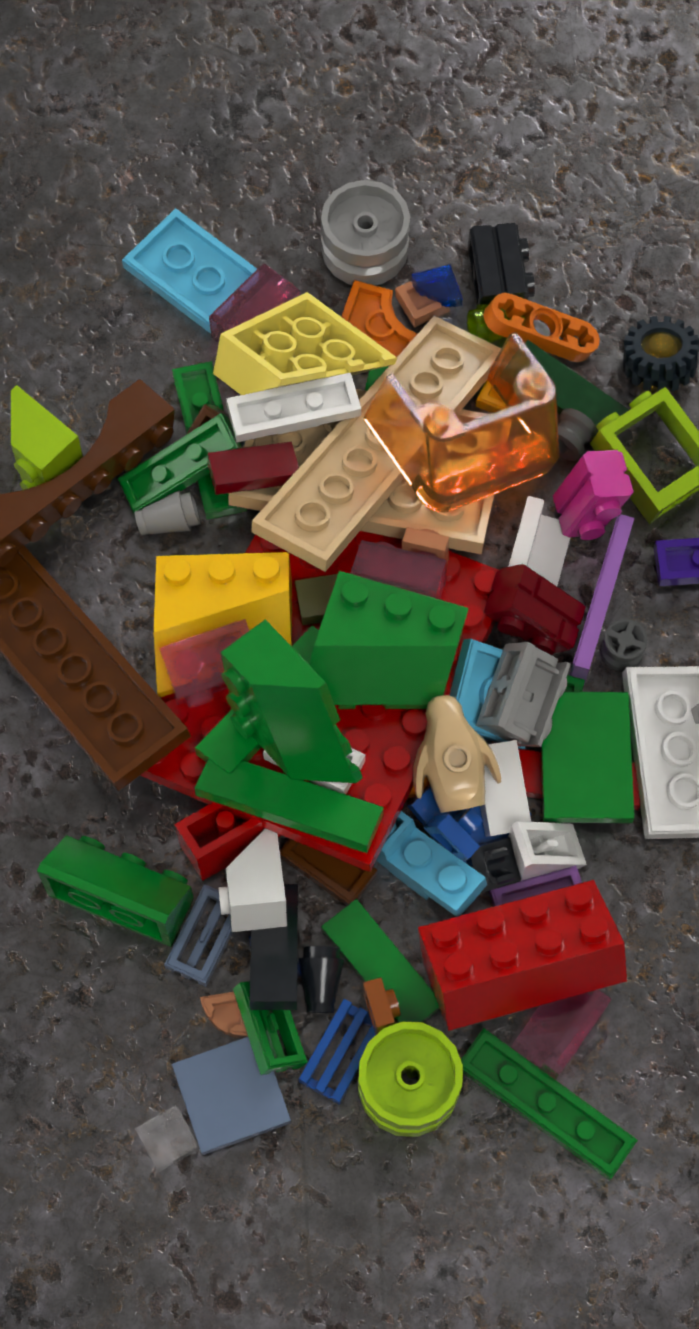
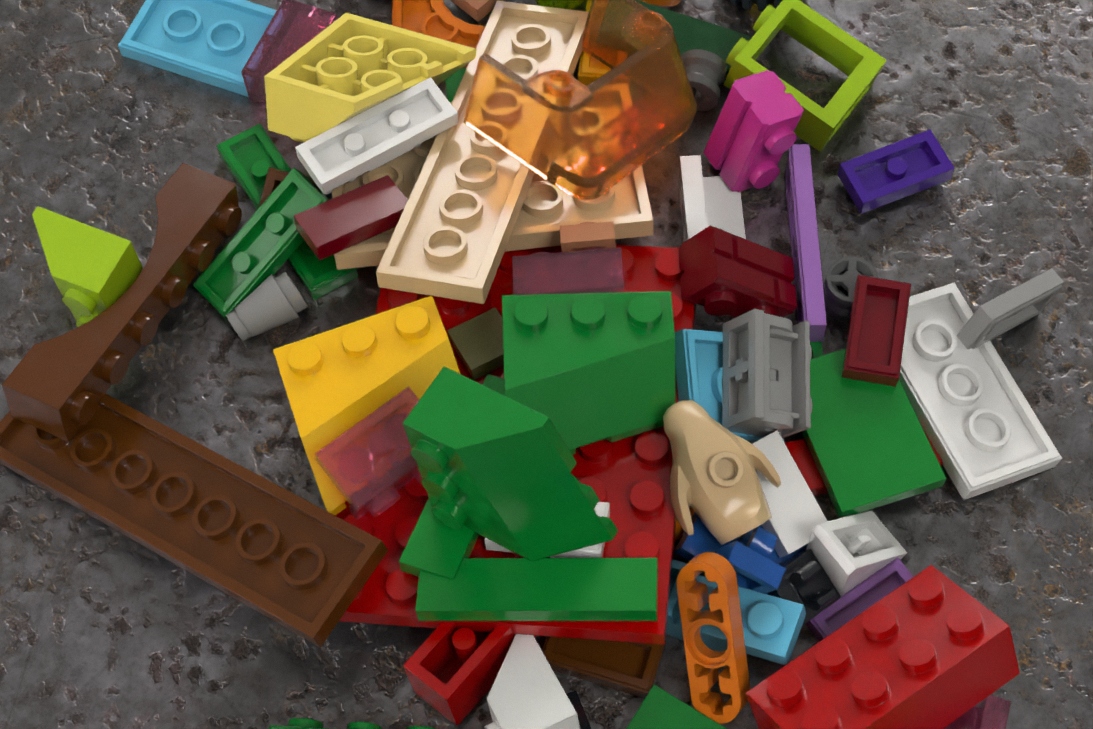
camera: 15 degrees left, 5 degrees down
(422, 864) = (726, 615): none -> orange beam
(626, 686) = (876, 330): none -> dark red tile

